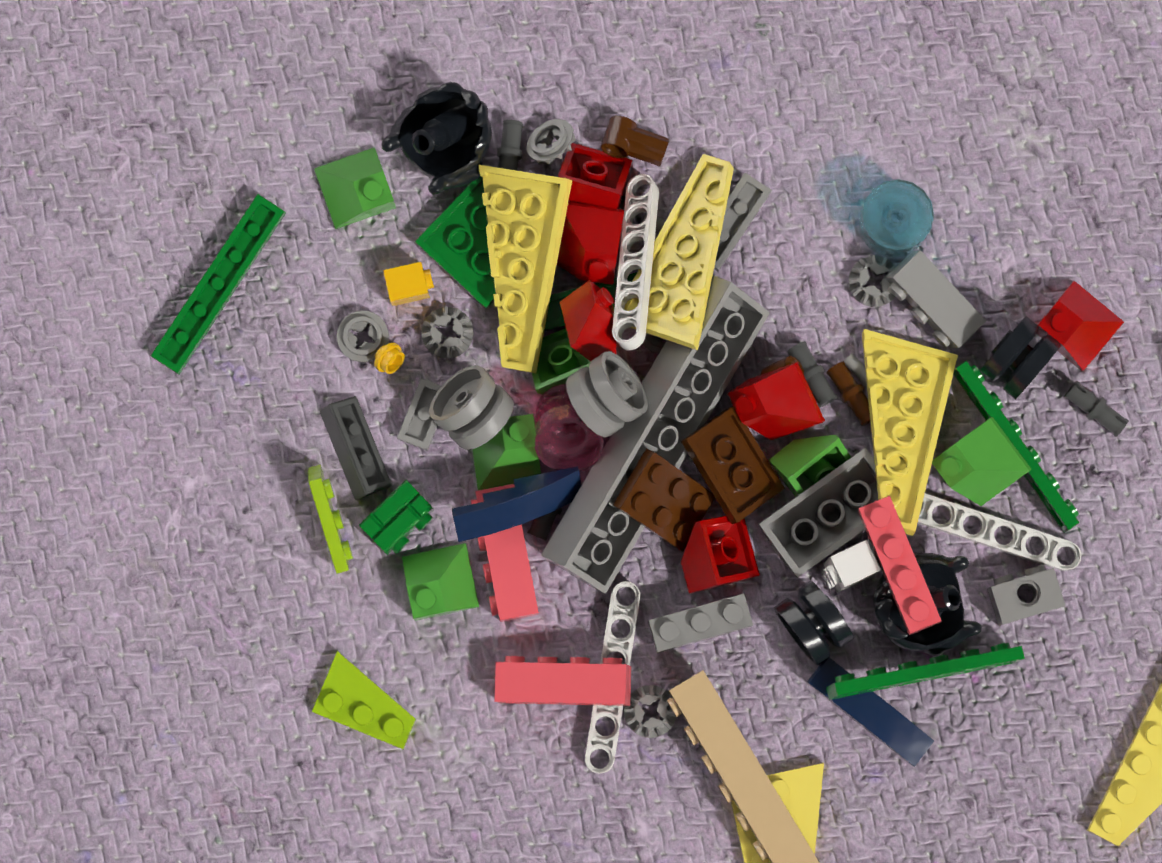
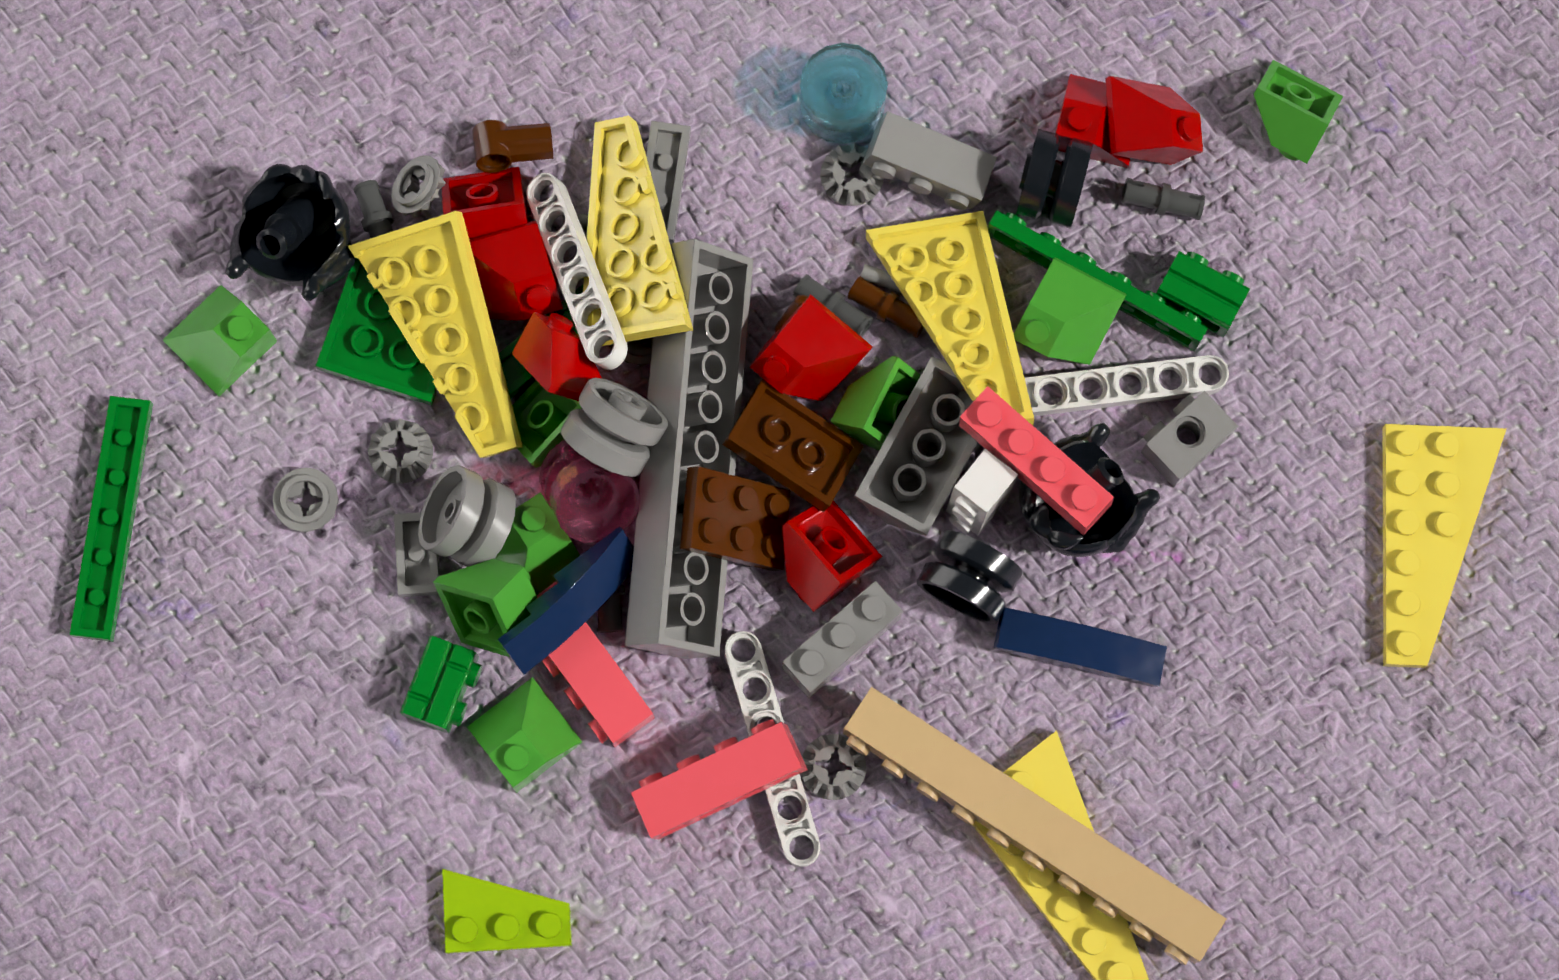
camera: 30 degrees left, 5 degrees down
(329, 518) = (364, 721): lime wing -> none
(355, 447) = (355, 629): dark grey slope -> none
(389, 358) = (347, 509): yellow plate -> none
(408, 283) = (329, 416): yellow brick -> none
(457, 475) = (486, 601): none -> bright green slope
(911, 673) = (1107, 580): green plate -> none
(1090, 492) = (1203, 291): none -> green brick
(1115, 347) = (1151, 122): none -> red slope

